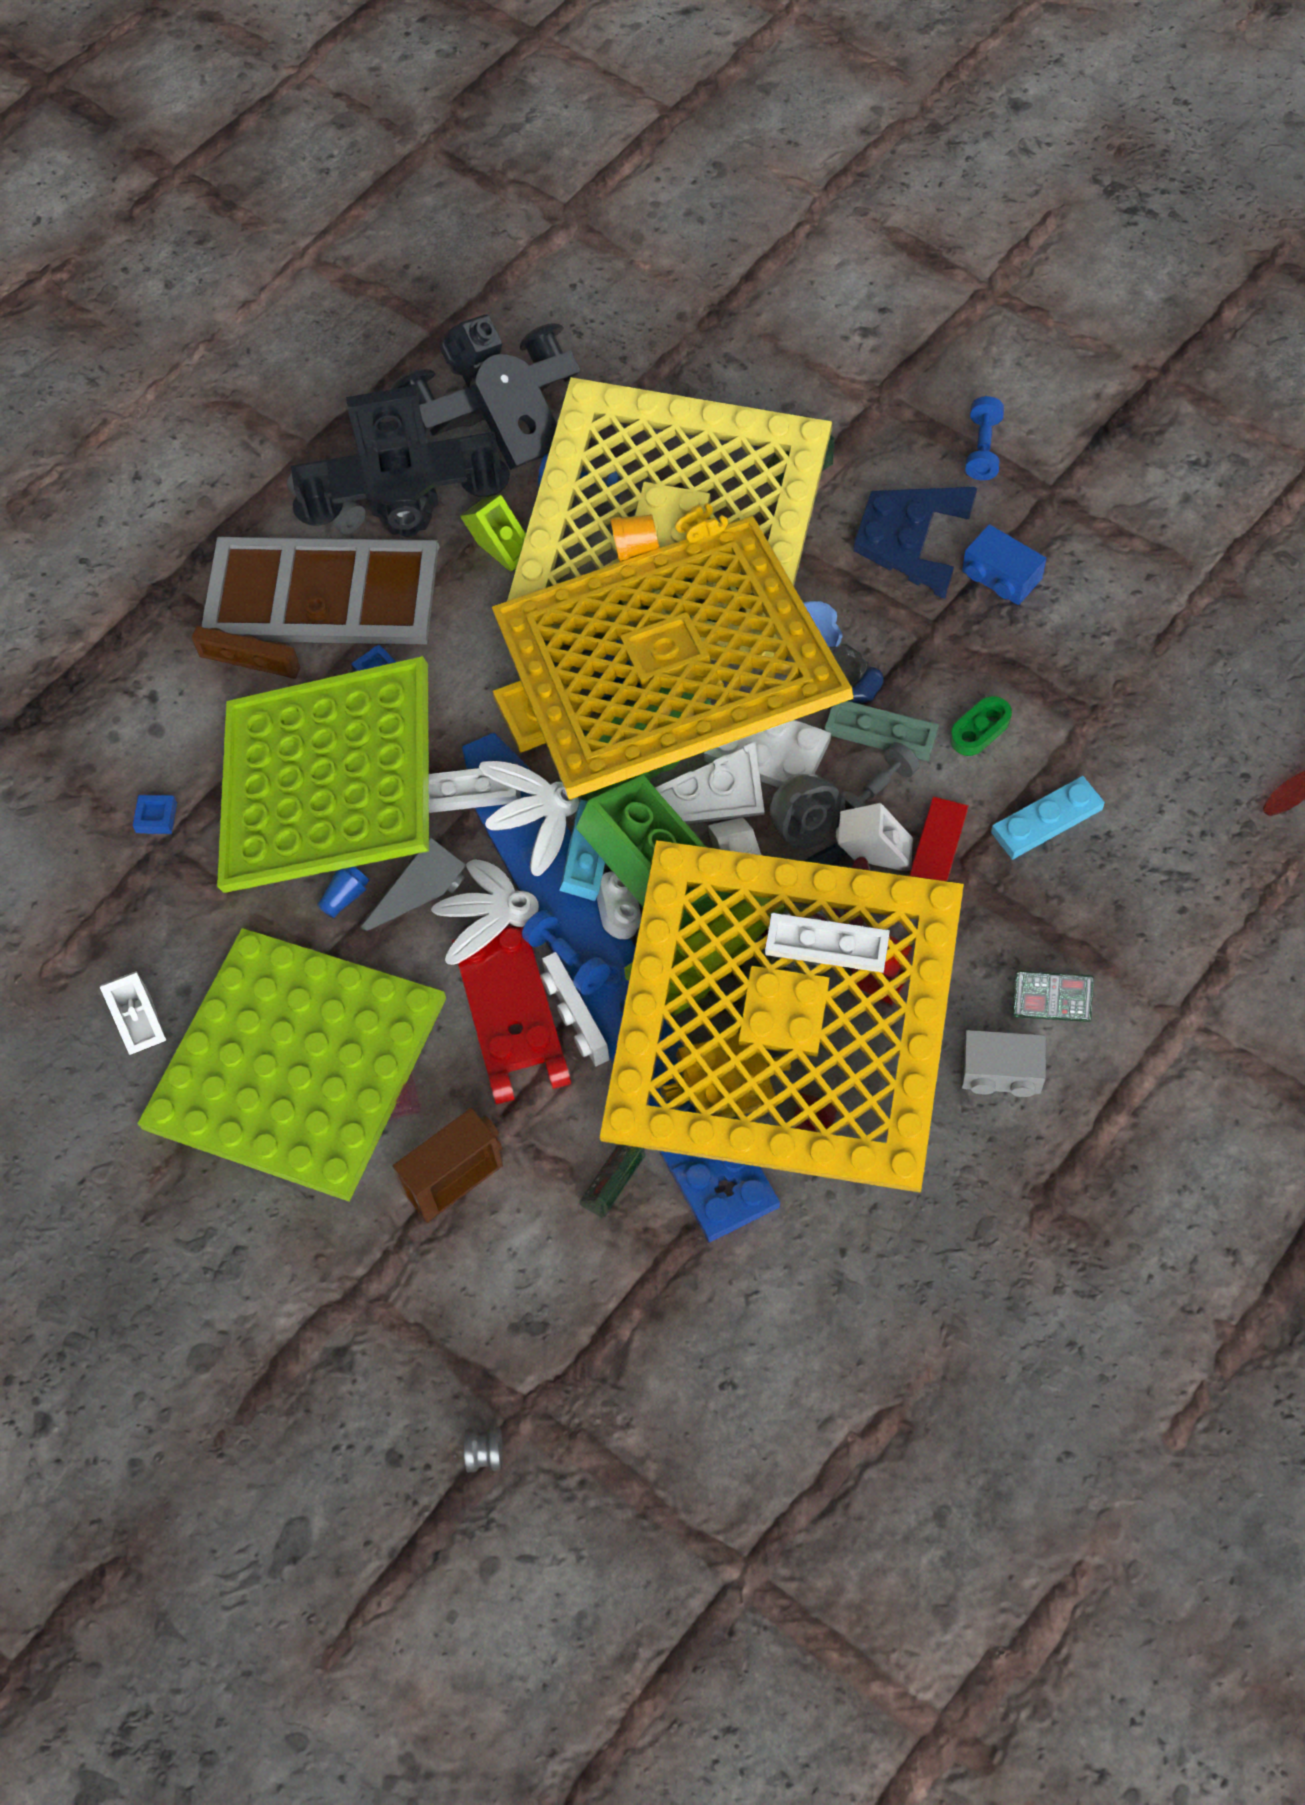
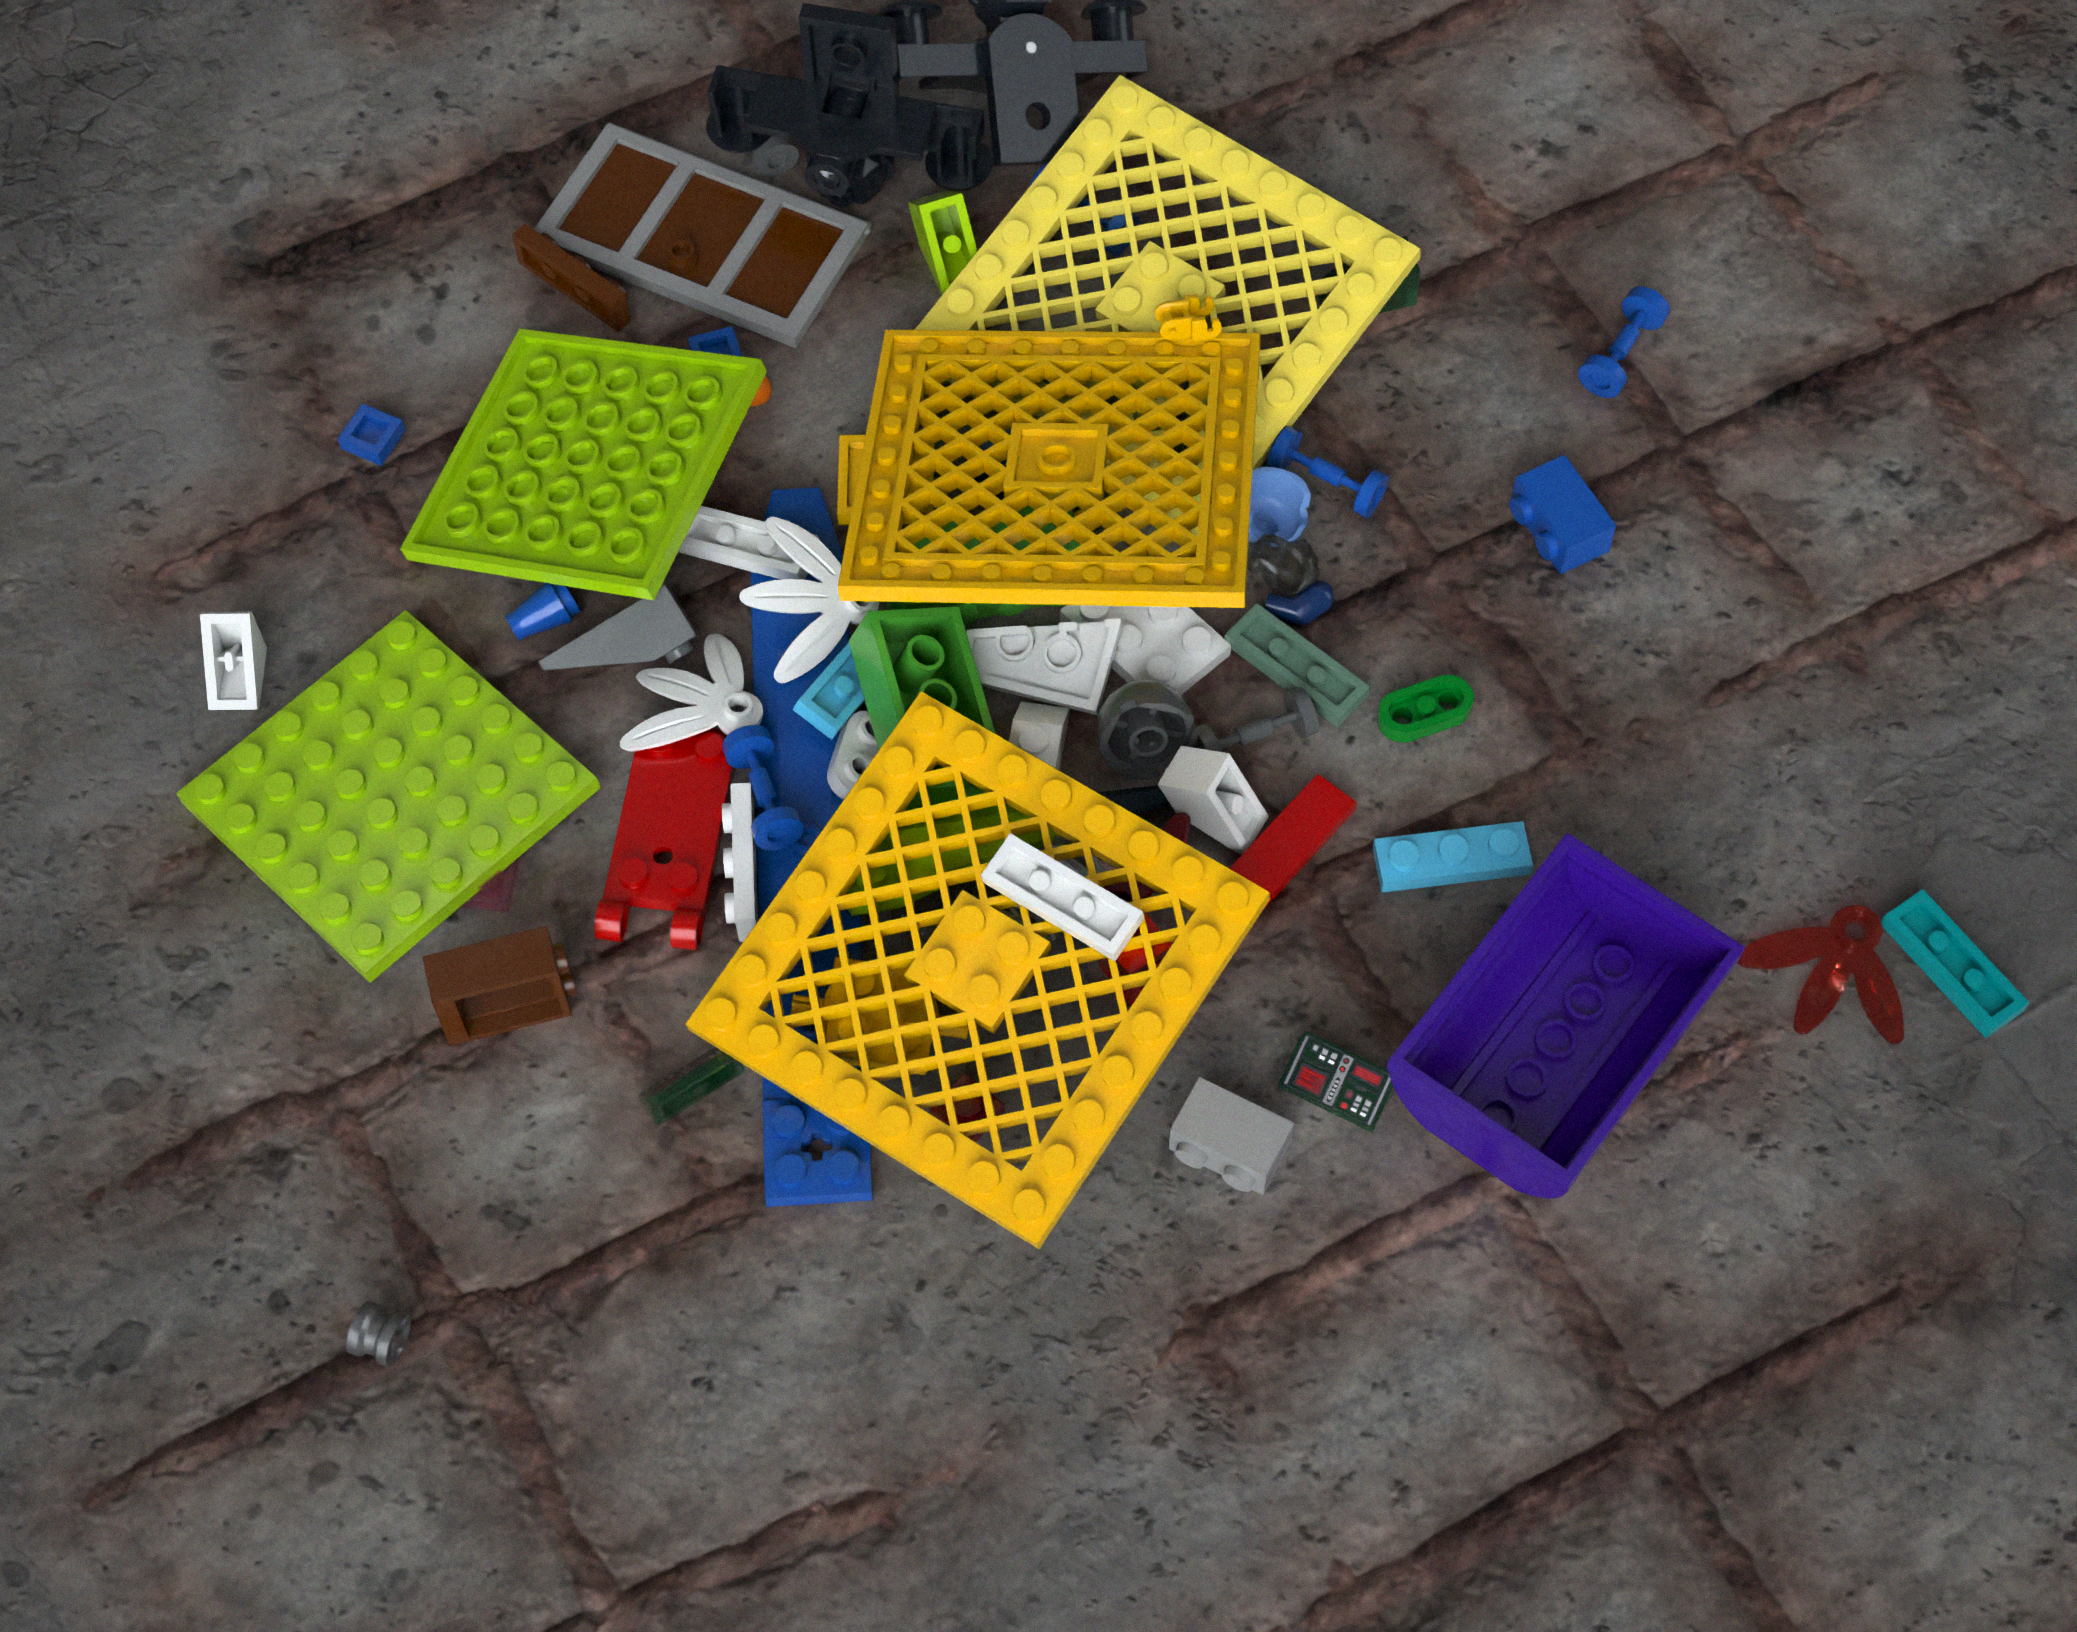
camera: 20 degrees right, 0 degrees up
(634, 536) = (1098, 304): light orange piece -> none
(839, 593) = (1369, 493): none -> blue wheel
(898, 526) = (1456, 414): dark blue wing -> none
(1190, 898) = (1559, 1020): none -> dark purple container

